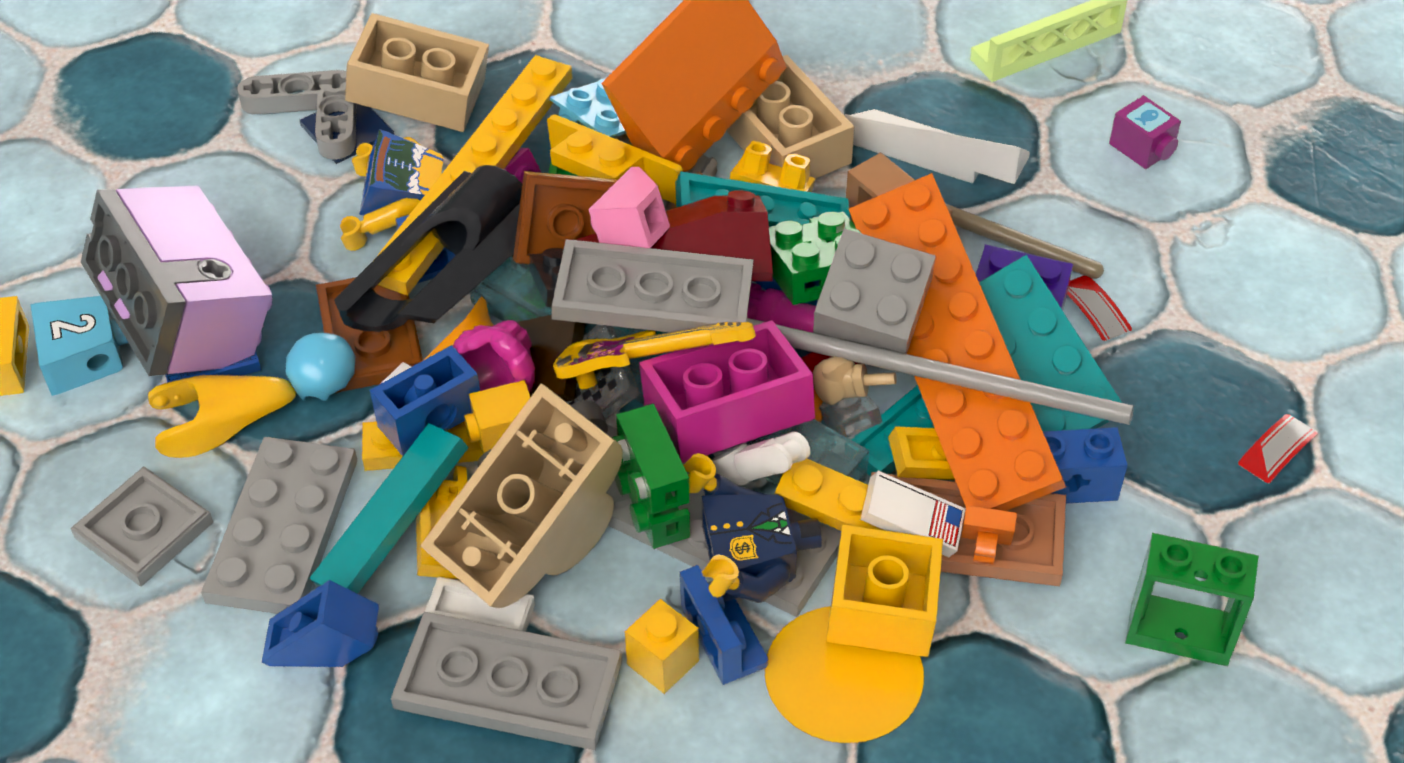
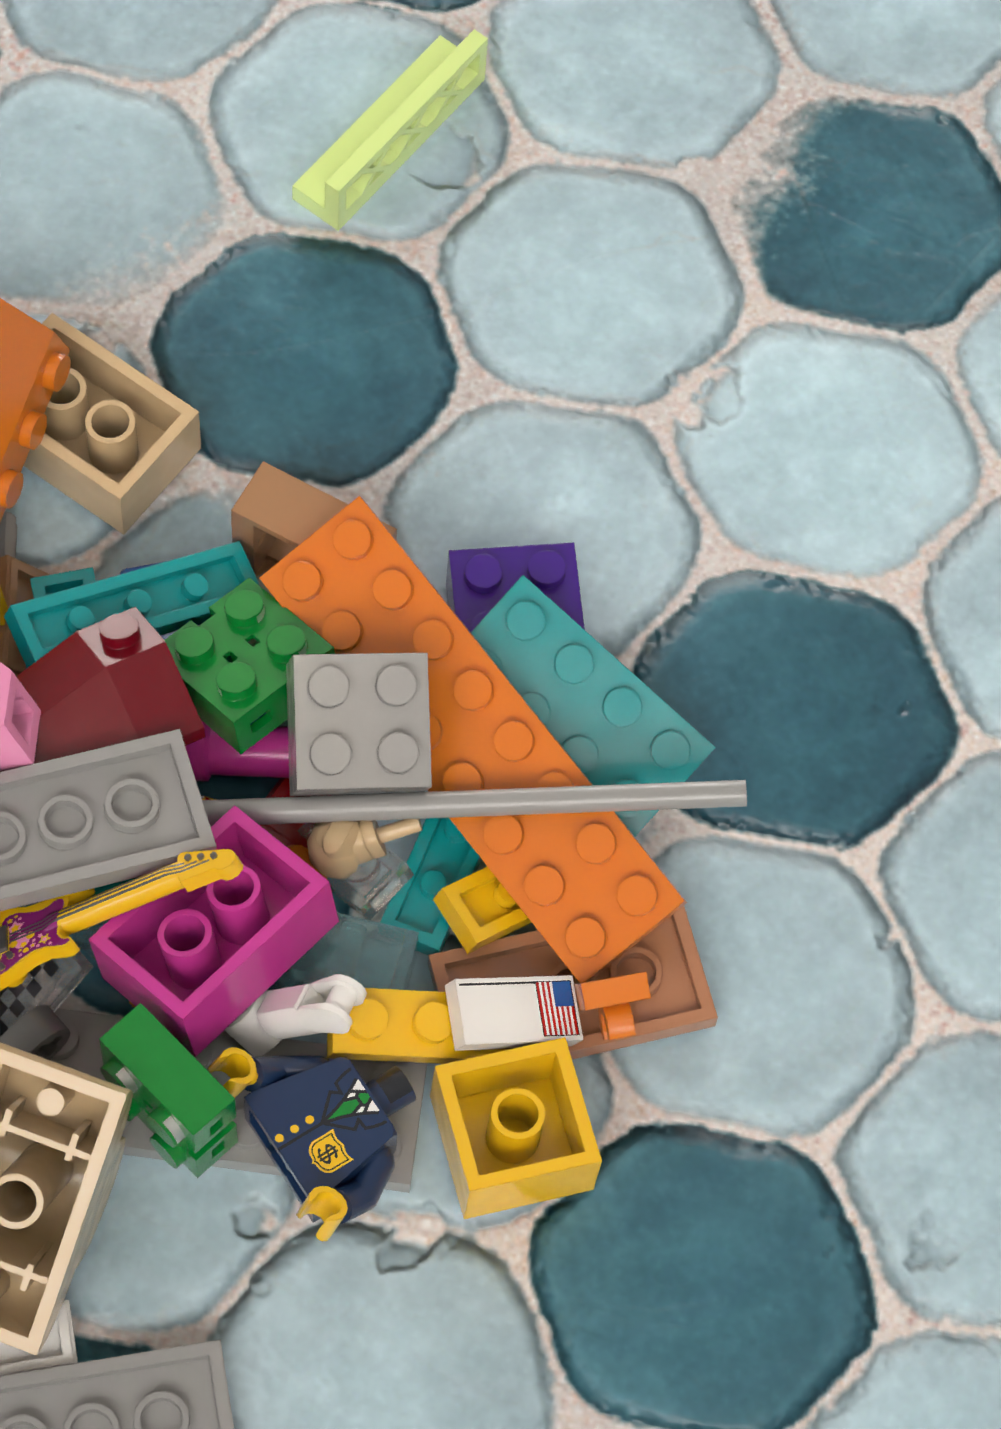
camera: 30 degrees left, 15 degrees up
(662, 646) = (269, 1312): yellow brick -> none
(722, 628) = (342, 1269): blue bracket -> none
(755, 168) = (116, 537): yellow hips -> none
(839, 688) = (498, 1275): yellow sticker -> none
(936, 149) = (304, 383): white wedge -> none
(1024, 242) = (456, 502): dark tan piece -> none
(1089, 463) = (692, 844): blue brick -> none
(1098, 308) = (617, 576): sticker -> none
(1145, 132) = (584, 265): magenta brick -> none
(1208, 631) = (897, 993): green window -> none
(1276, 448) = (907, 716): sticker -> none

